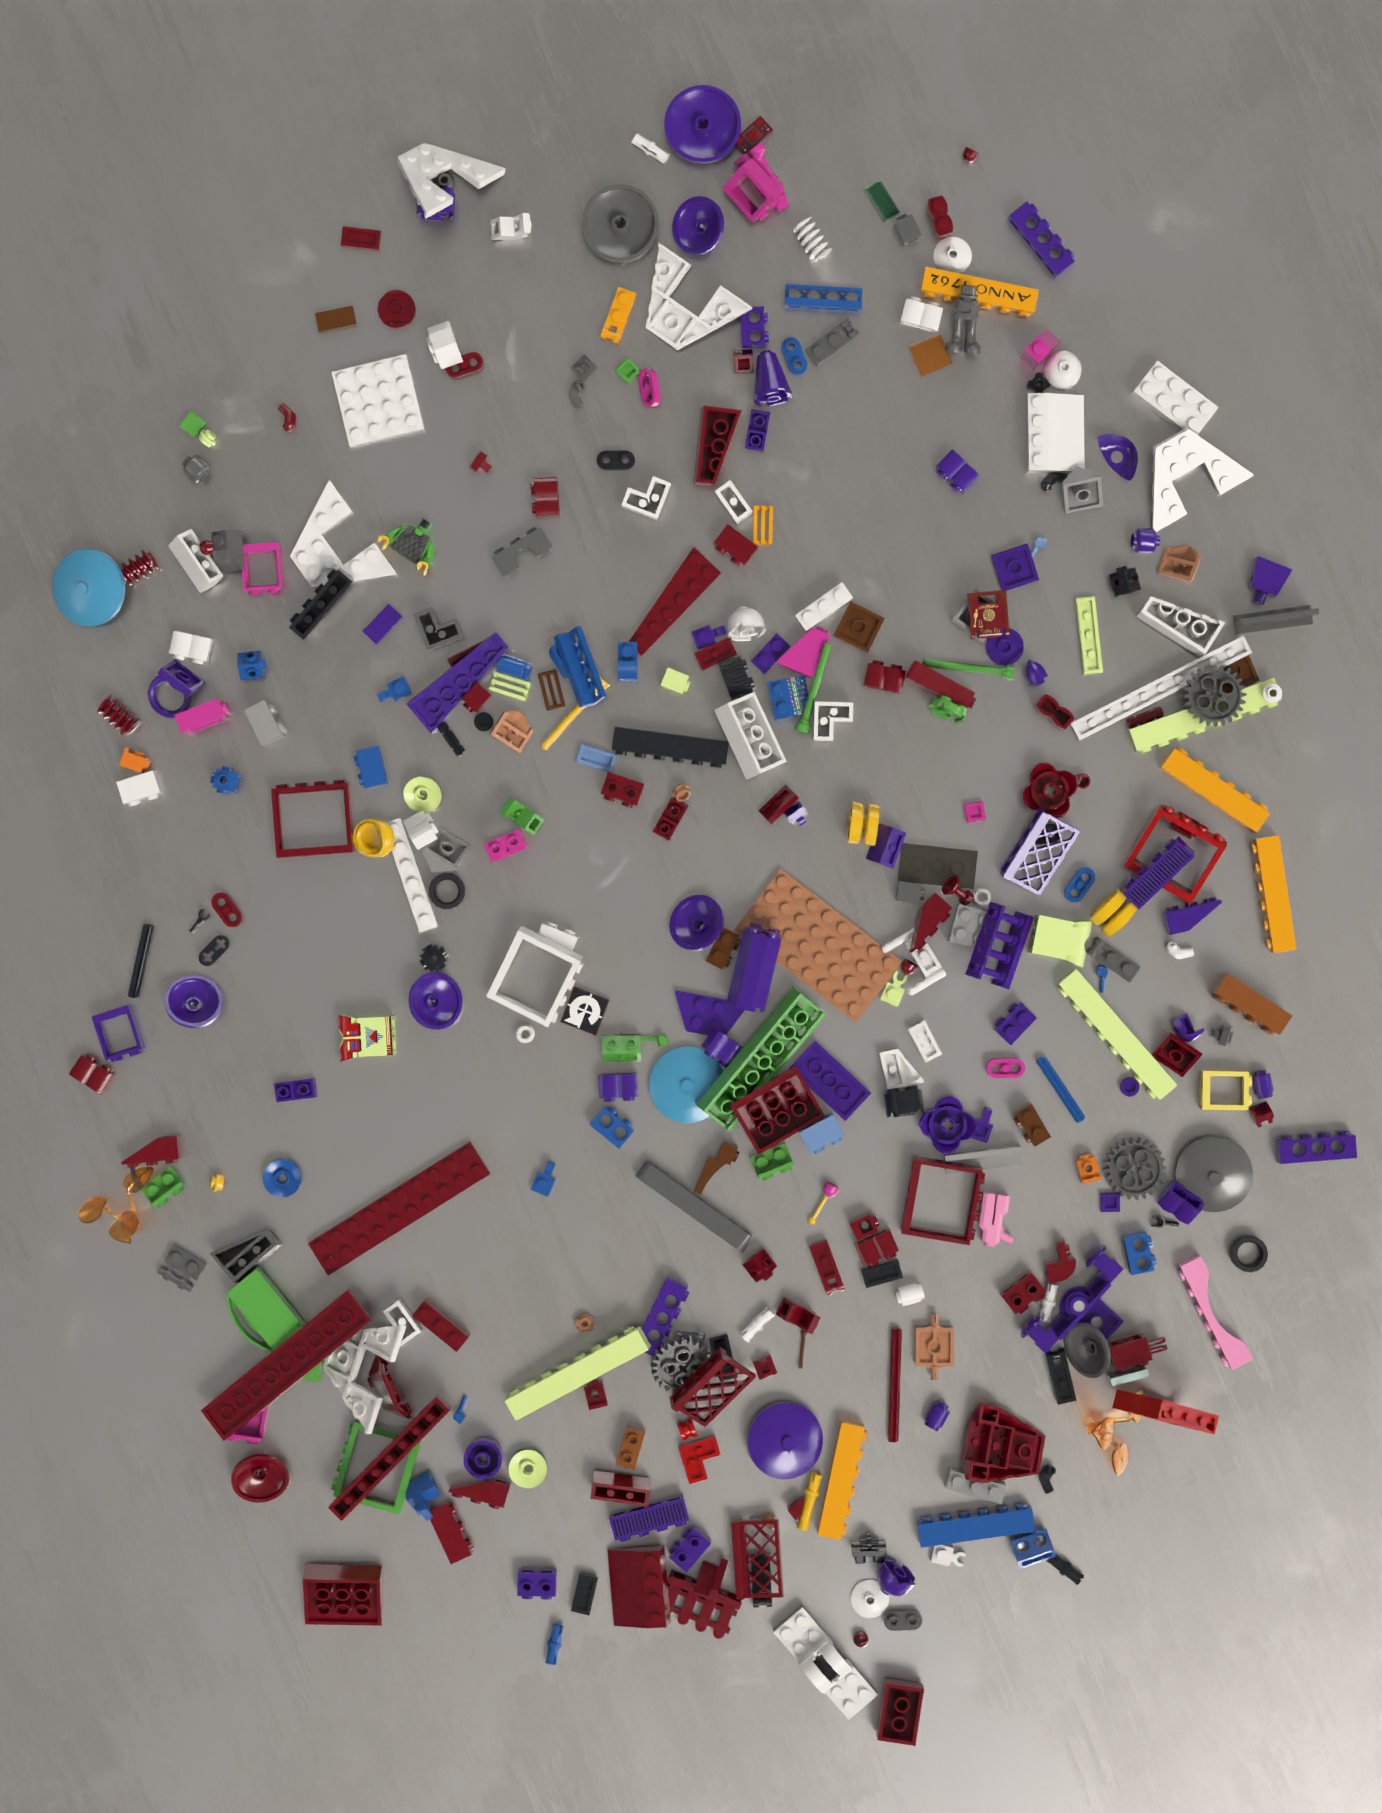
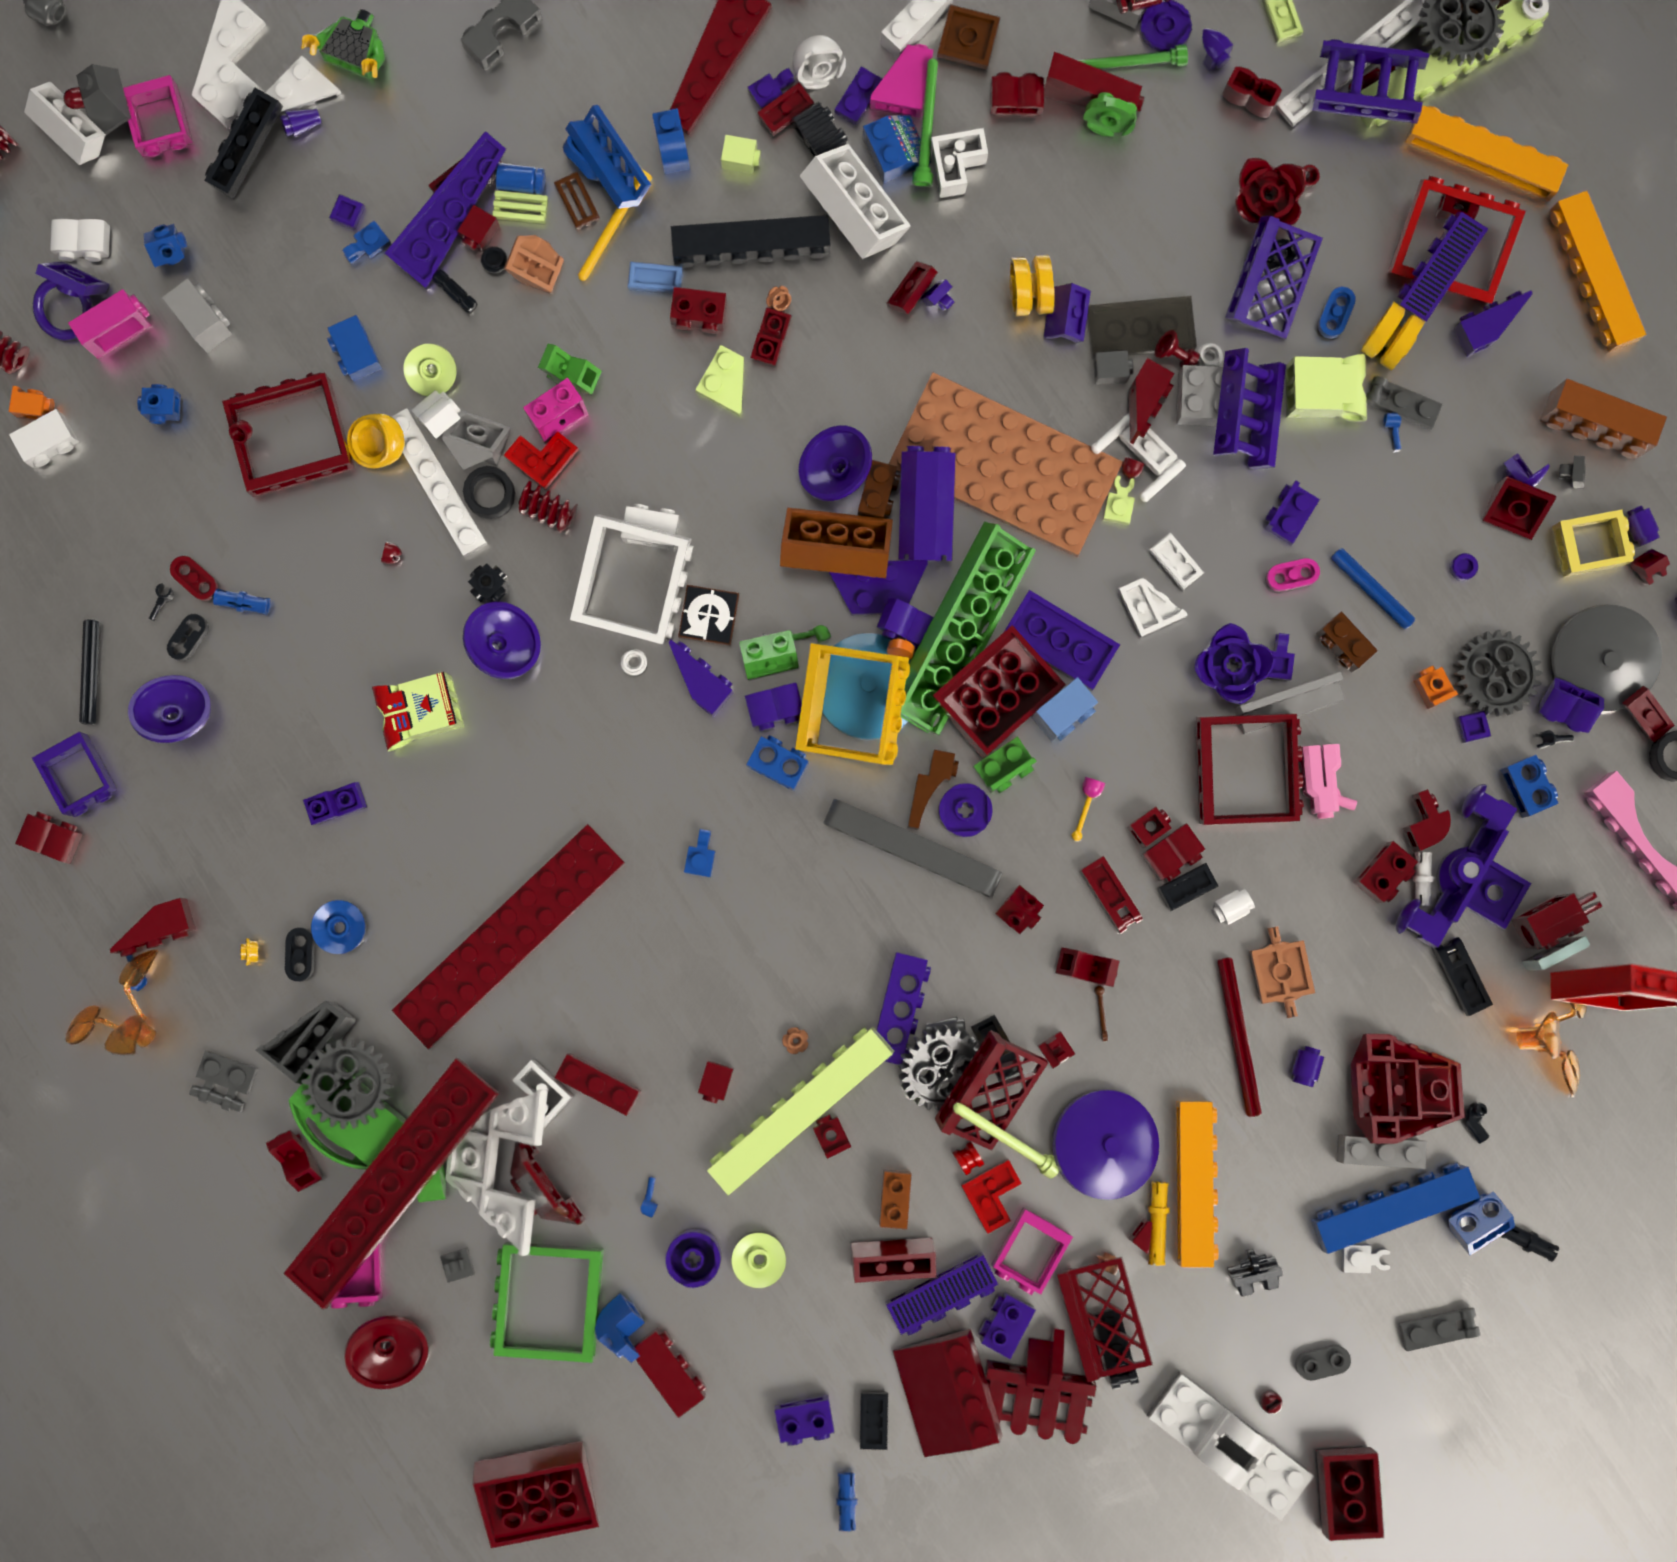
camera: 20 degrees left, 5 degrees down
(162, 1186) = (176, 974): bright green bracket -> none
(222, 1333) = (296, 1160): none -> dark red brick
(250, 1190) = (299, 954): none -> black plate
(257, 933) = (241, 601): none -> blue pin
(278, 1306) = (332, 1065): none -> dark grey gear
(280, 815) = (240, 431): none -> dark red hinge
(319, 1428) = (457, 1265): none -> dark grey tile
(364, 591) = (299, 121): none -> dark purple cone
(369, 920) = (391, 553): none -> dark red hinge
(382, 624) = (333, 160): dark purple tile -> none
(385, 664) = (347, 212): none -> dark purple tile
(389, 1457) = (561, 1283): dark red brick -> none
(437, 635) = (410, 154): dark grey brick -> none
(485, 911) = (546, 508): none -> dark red piece
(486, 1490) = (711, 1302): dark red slope -> none
(489, 879) = (545, 464): none -> red plate
(522, 1340) = (715, 1082): none -> dark red brick
(569, 1059) = (704, 687): none -> dark purple slope
(630, 843) = (724, 380): none -> yellowish green wing
(645, 1091) = (814, 699): none -> yellow window
(685, 981) = (836, 542): none -> dark orange brick
(697, 1513) = (1044, 1226): none -> dark pink window
(714, 1066) = (901, 648): none -> orange tile
(730, 1178) = (976, 799): none -> dark purple plate
(739, 1443) = (1045, 1163): none -> yellowish green piece
(757, 1324) = (1032, 992): white pin -> none
(866, 1589) = (1257, 1338): white dish -> none
(894, 1579) = (1300, 1307): dark purple cylinder -> none
(903, 1102) = (1167, 646): black brick -> none
(974, 812) = (1175, 247): dark pink tile -> none
(988, 1614) = (1438, 1329): none -> dark grey plate
(1087, 1350) = (1487, 938): dark grey dish -> none
(1116, 1033) = (1432, 499): yellowish green brick -> none
(1124, 737) = (1367, 106): none -> dark purple fence
(1177, 952) = (1488, 376): white arm -> none
(1234, 1220) = (1648, 714): none -> dark red plate

